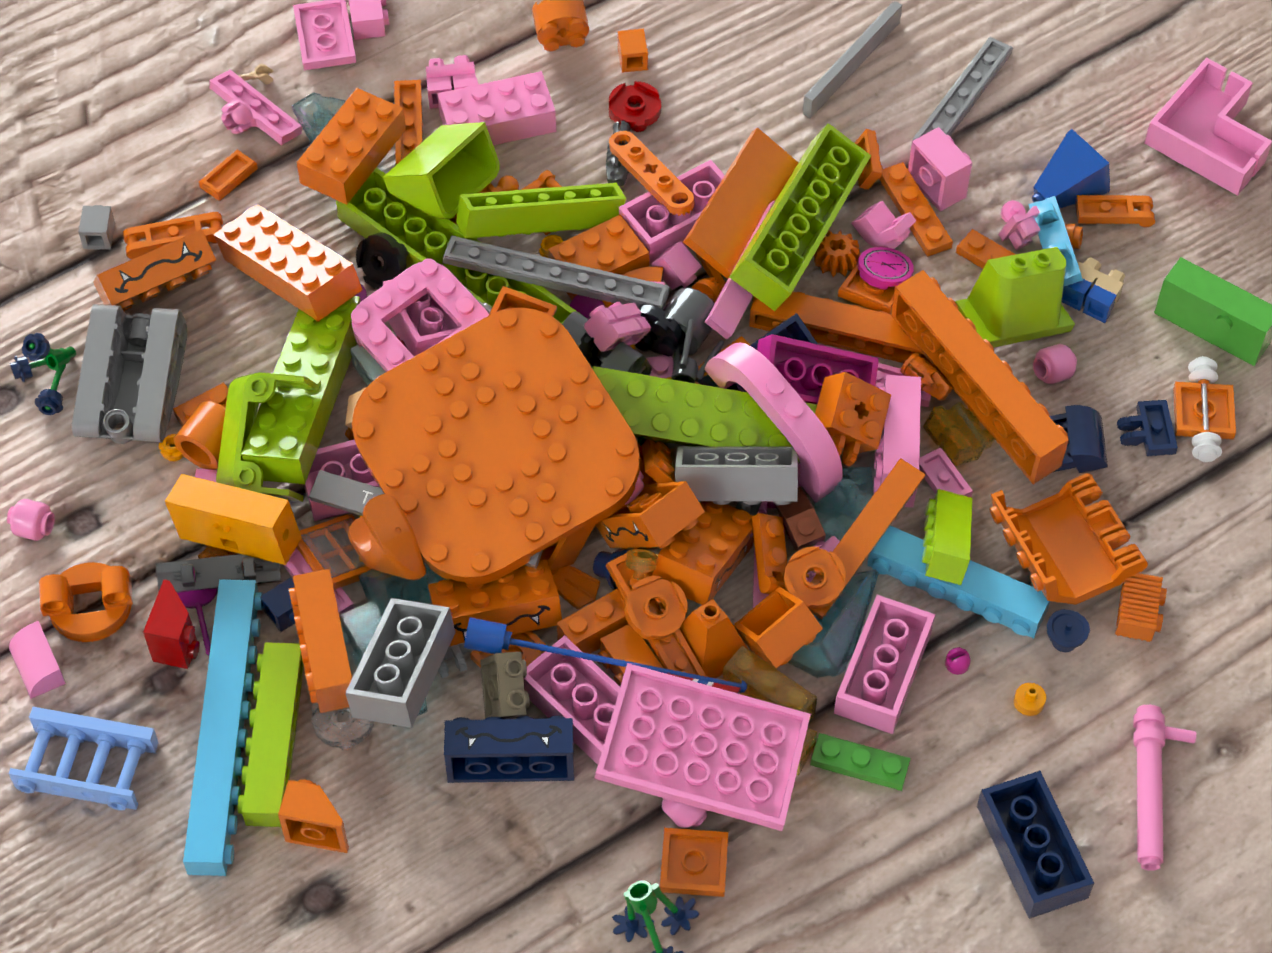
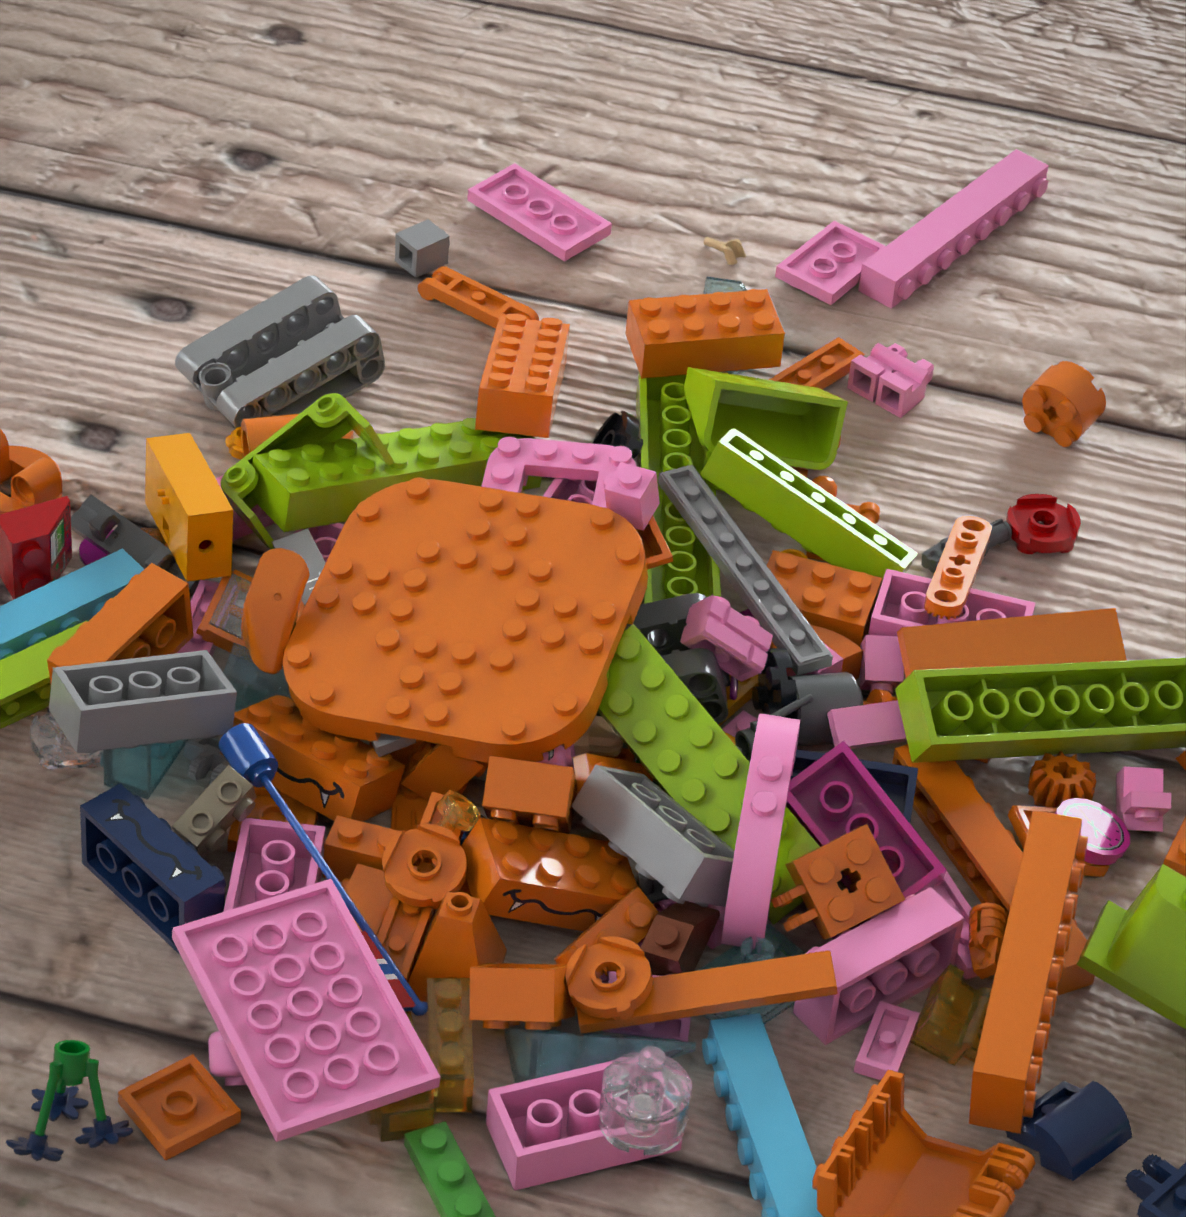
camera: 45 degrees right, 15 degrees down
(31, 519) = (54, 393): bright pink head -> none
(39, 351) = (213, 295): dark blue plant -> none
(125, 143) = (539, 212): none -> bright pink plate
(156, 270) = (411, 303): orange brick -> none
(228, 175) = (591, 299): orange tile -> none
(251, 109) = (680, 260): bright pink plate -> none
(501, 289) = (633, 494): none -> bright pink brick
(509, 107) = (904, 429): bright pink brick -> none
(632, 50) = (1105, 481): orange brick -> none
(923, 627) = (644, 1101): none -> clear brick
(947, 536) = (796, 1070): lime brick -> none
(960, 664) = (670, 1195): dark pink hinge -> none
(1055, 364) = (1151, 1052): bright pink head -> none

